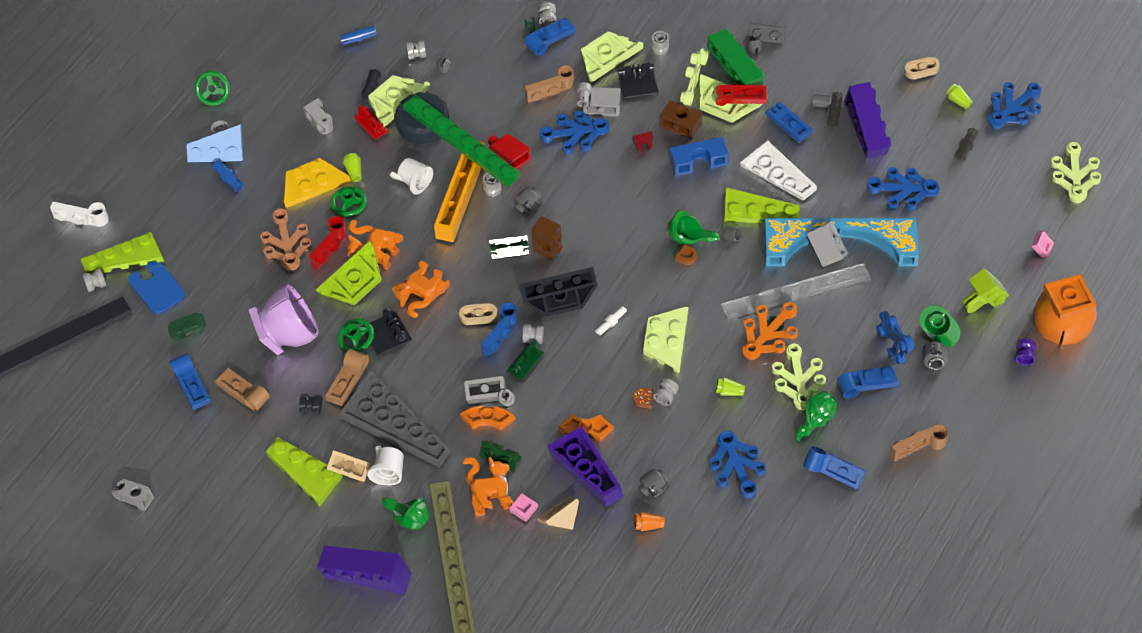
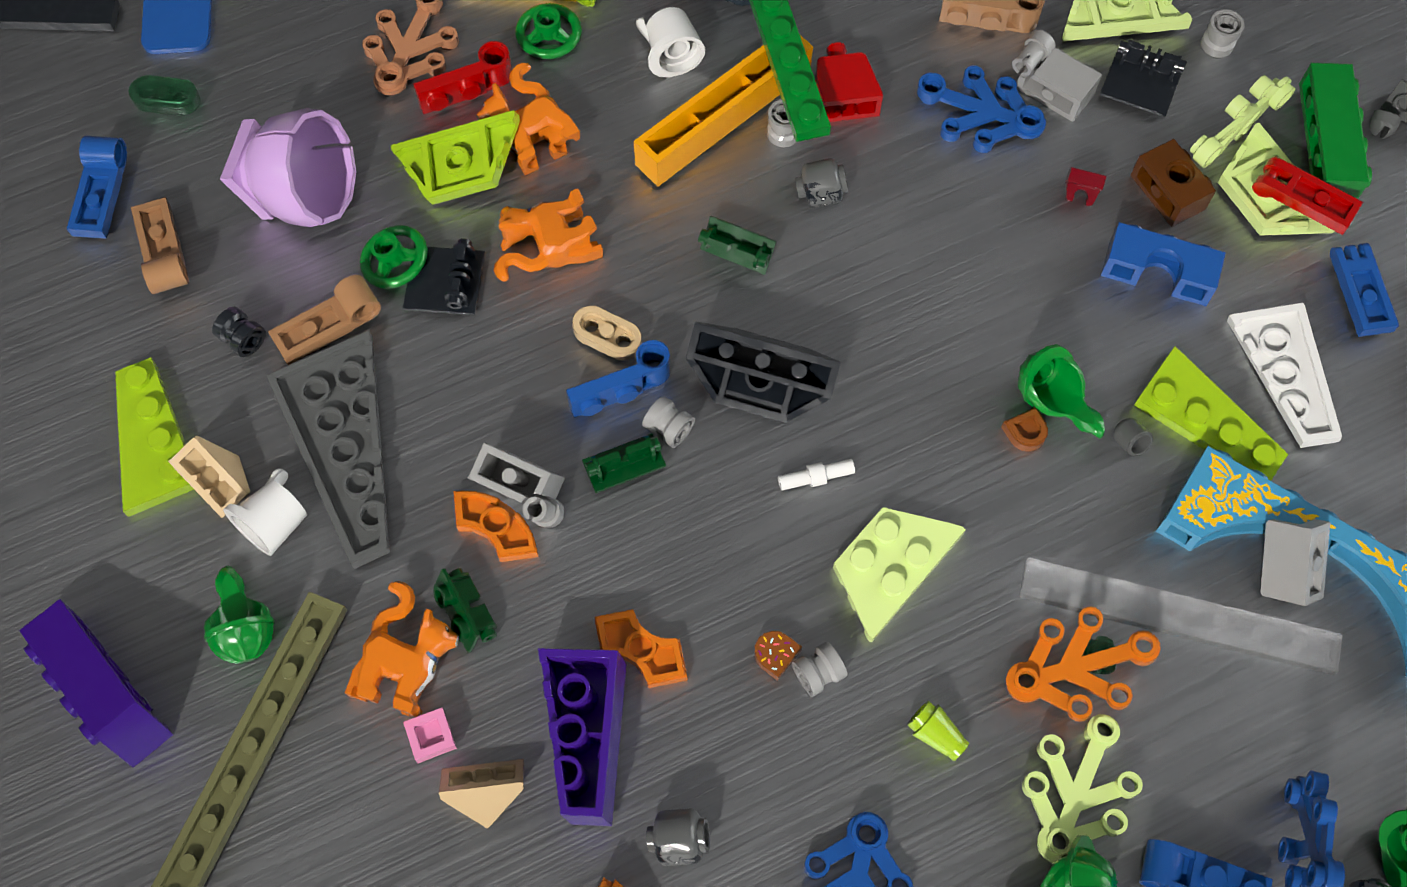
camera: 30 degrees right, 10 degrees up
(547, 238) = (803, 264): reddish brown brick -> none

